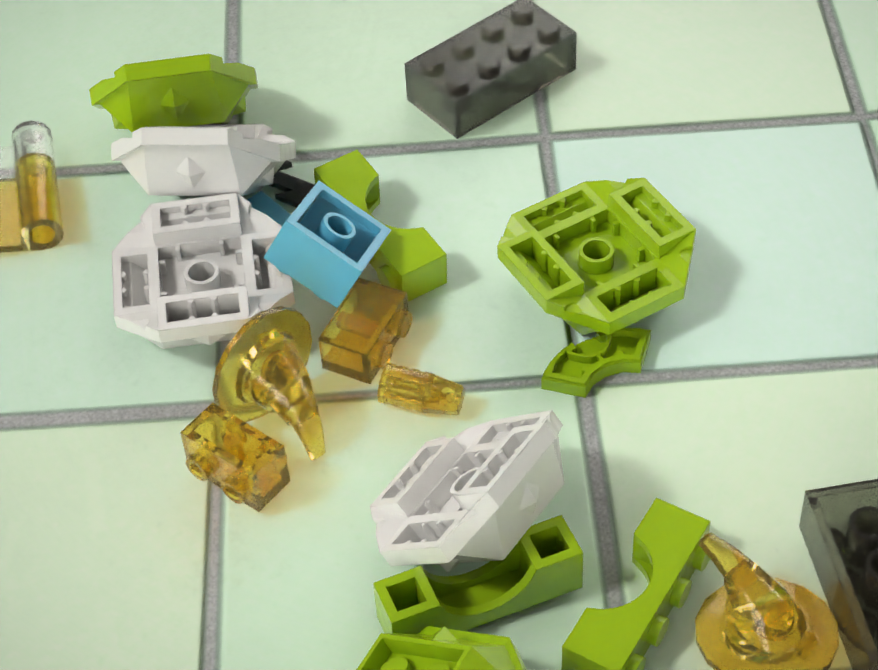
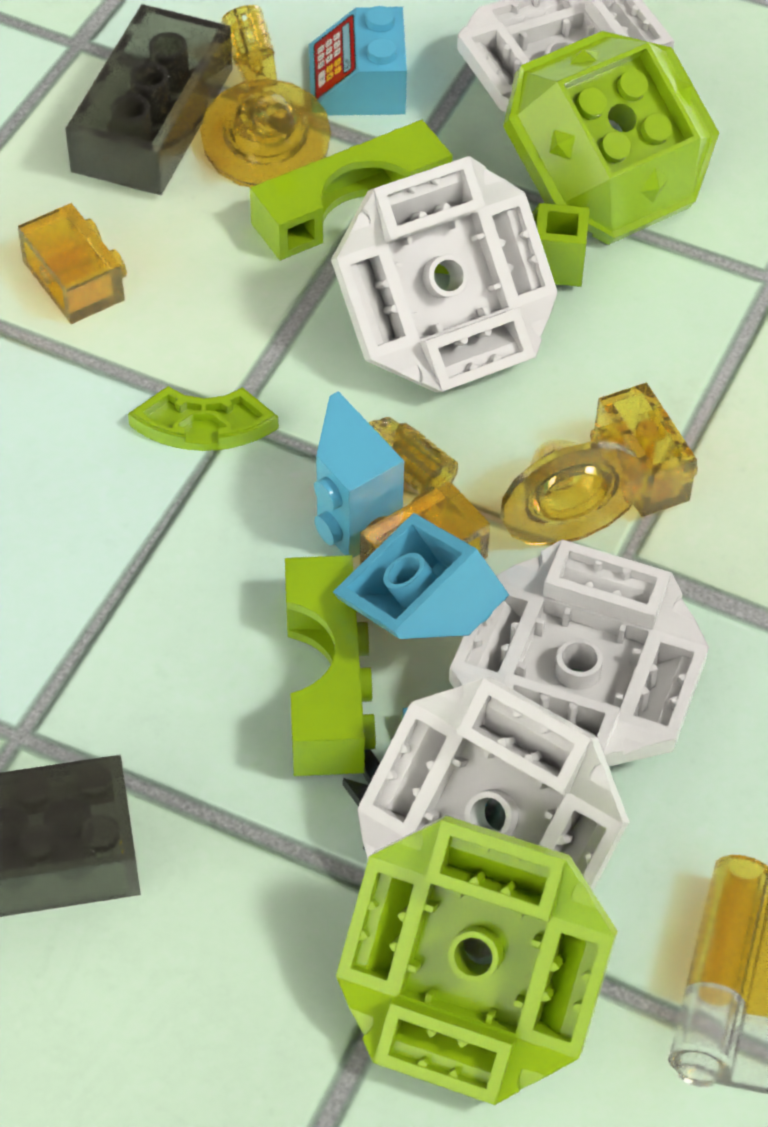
camera: 155 degrees left, 5 degrees up
(437, 324) = (356, 476): none -> medium azure slope
(600, 253) = (125, 476): lime piece -> none
(801, 413) = (72, 262): none -> clear yellow brick

